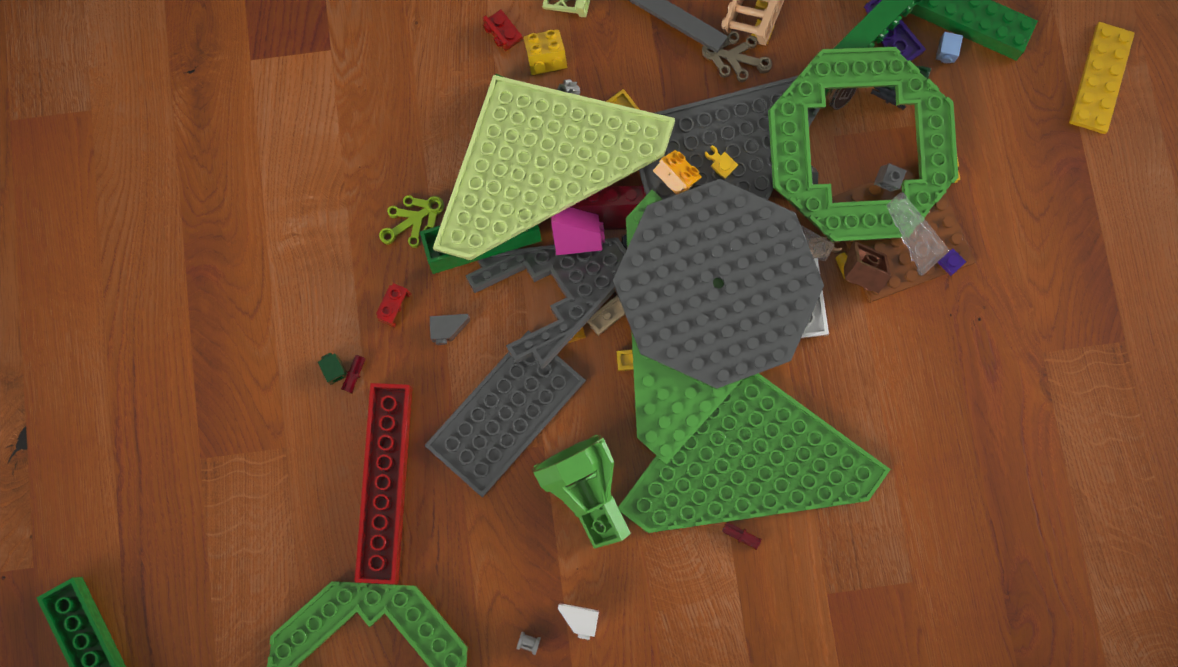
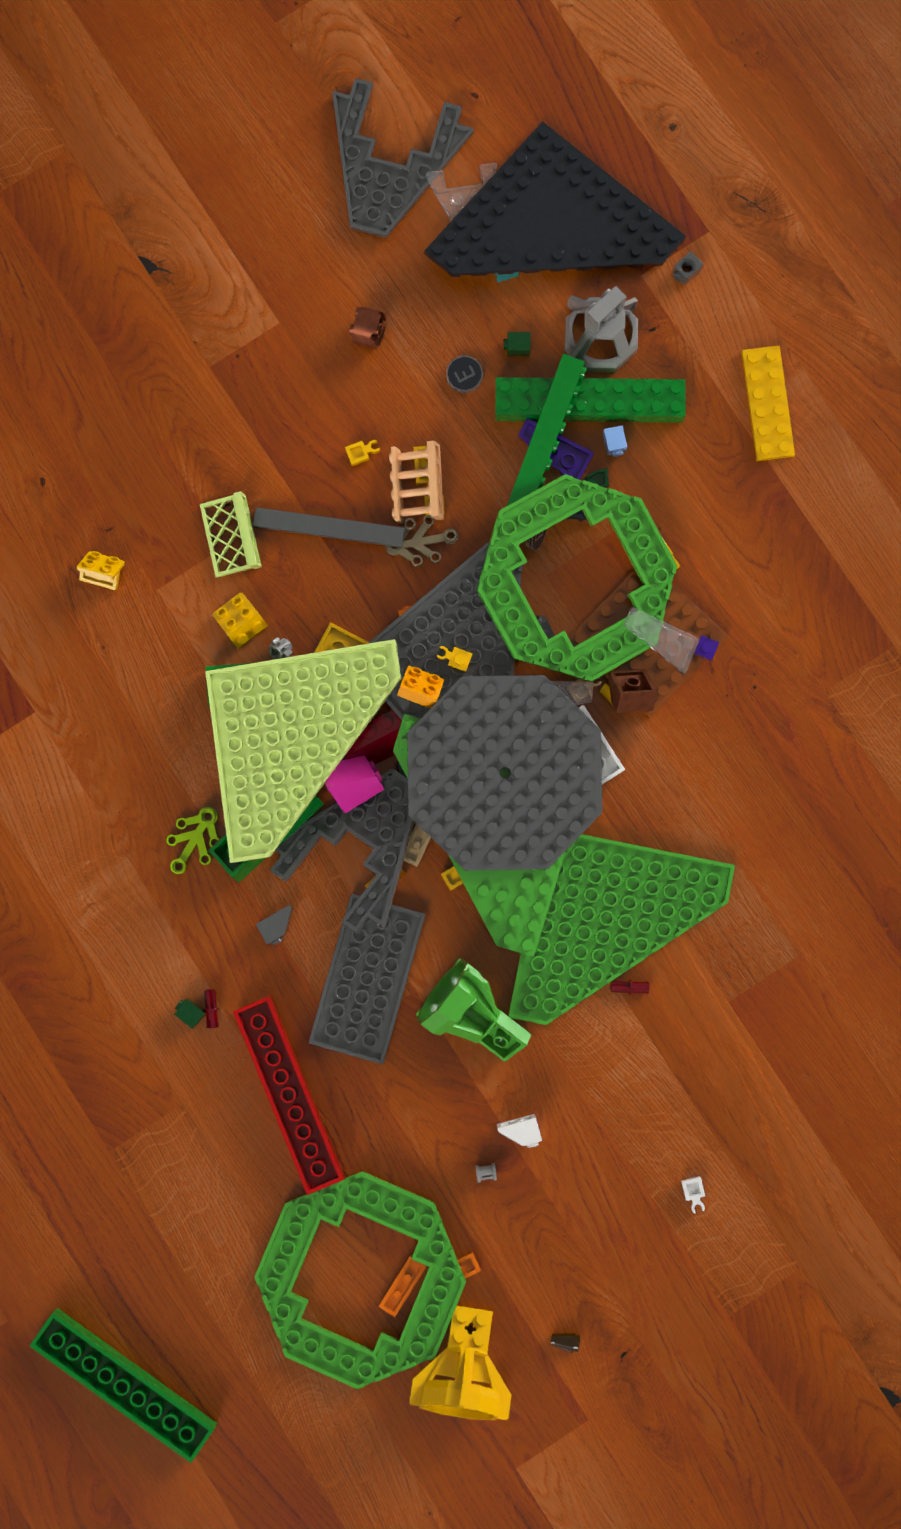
camera: 25 degrees left, 5 degrees up
(391, 304) = (215, 928): red window -> none
(502, 29) = (189, 617): red bracket -> none
(890, 177) = (615, 600): dark grey brick -> none

